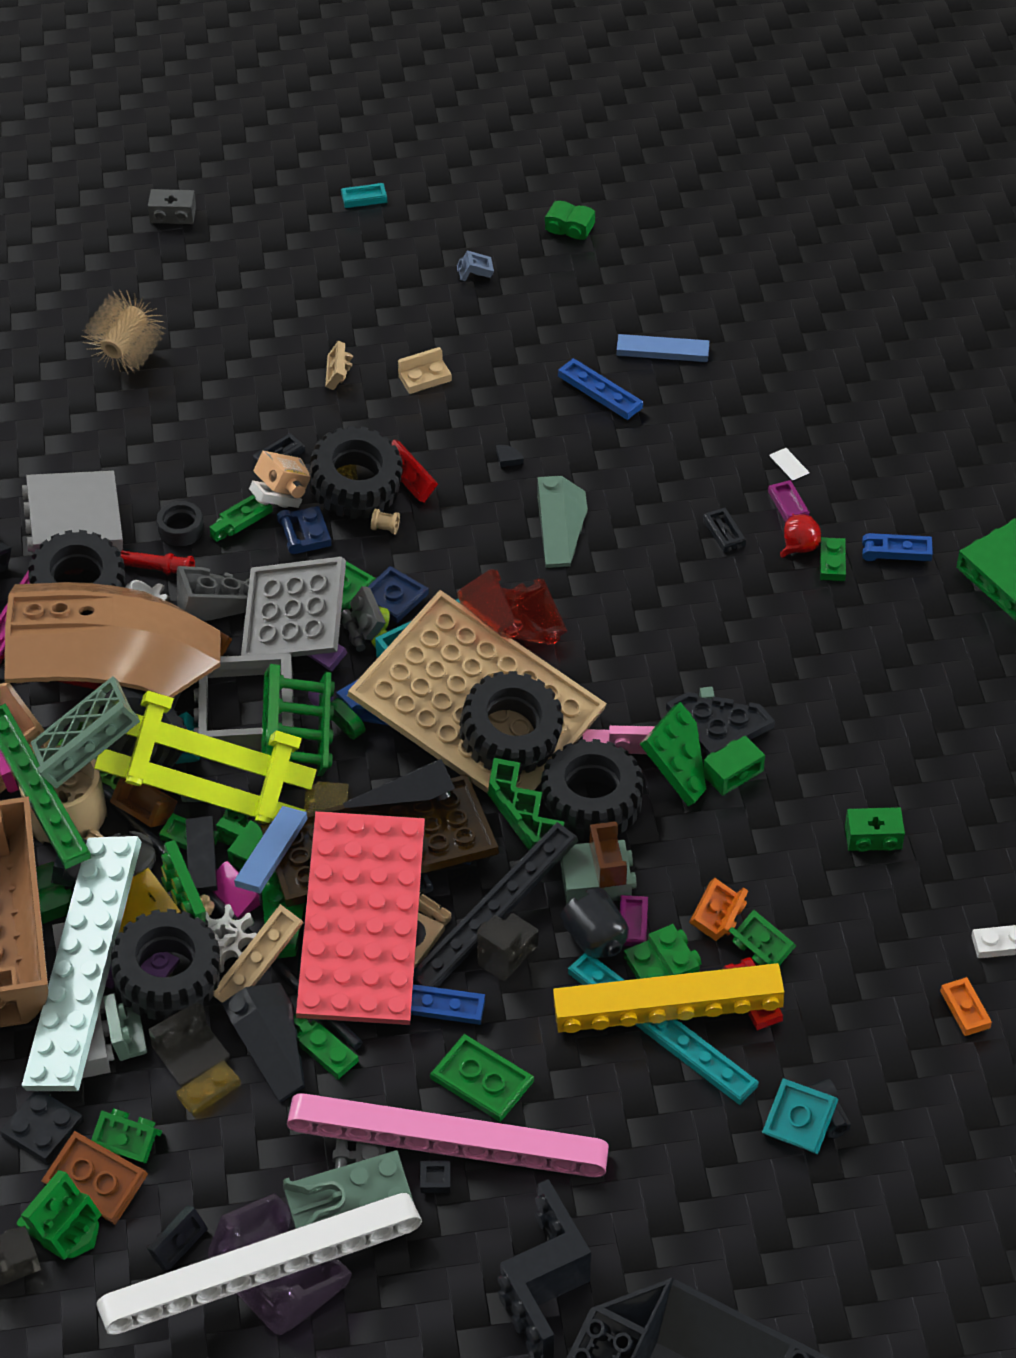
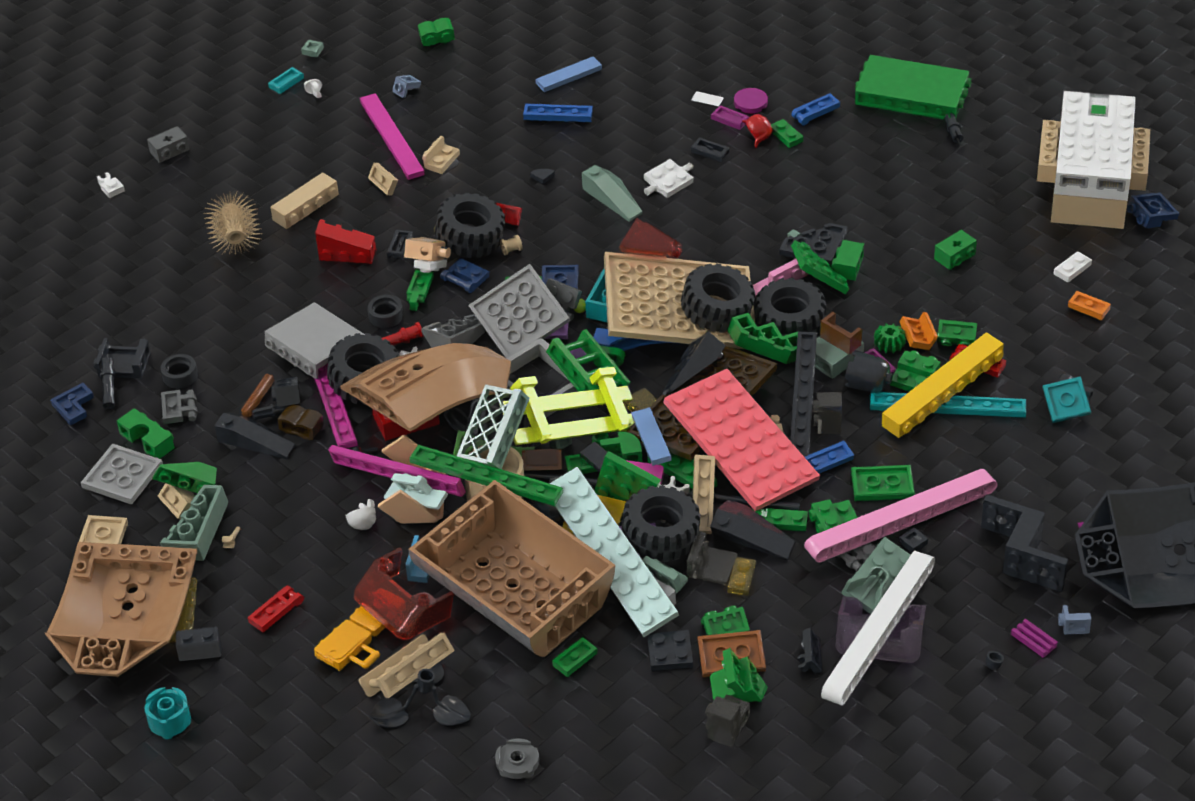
camera: 35 degrees left, 5 degrees down
(76, 224) = (110, 186): none -> white plate
(213, 420) = (344, 245): none -> red wedge
(234, 346) = (304, 200): none -> tan brick
(378, 1082) = (831, 515): none -> green plate
(381, 217) = (313, 87): none -> white piece
(400, 320) = (392, 136): none -> dark pink tile
(425, 172) = (312, 48): none -> sand green plate
(639, 539) = (668, 178): none -> white plate
(676, 896) = (889, 338): none -> green gear
(834, 493) = (750, 100): none -> magenta tile

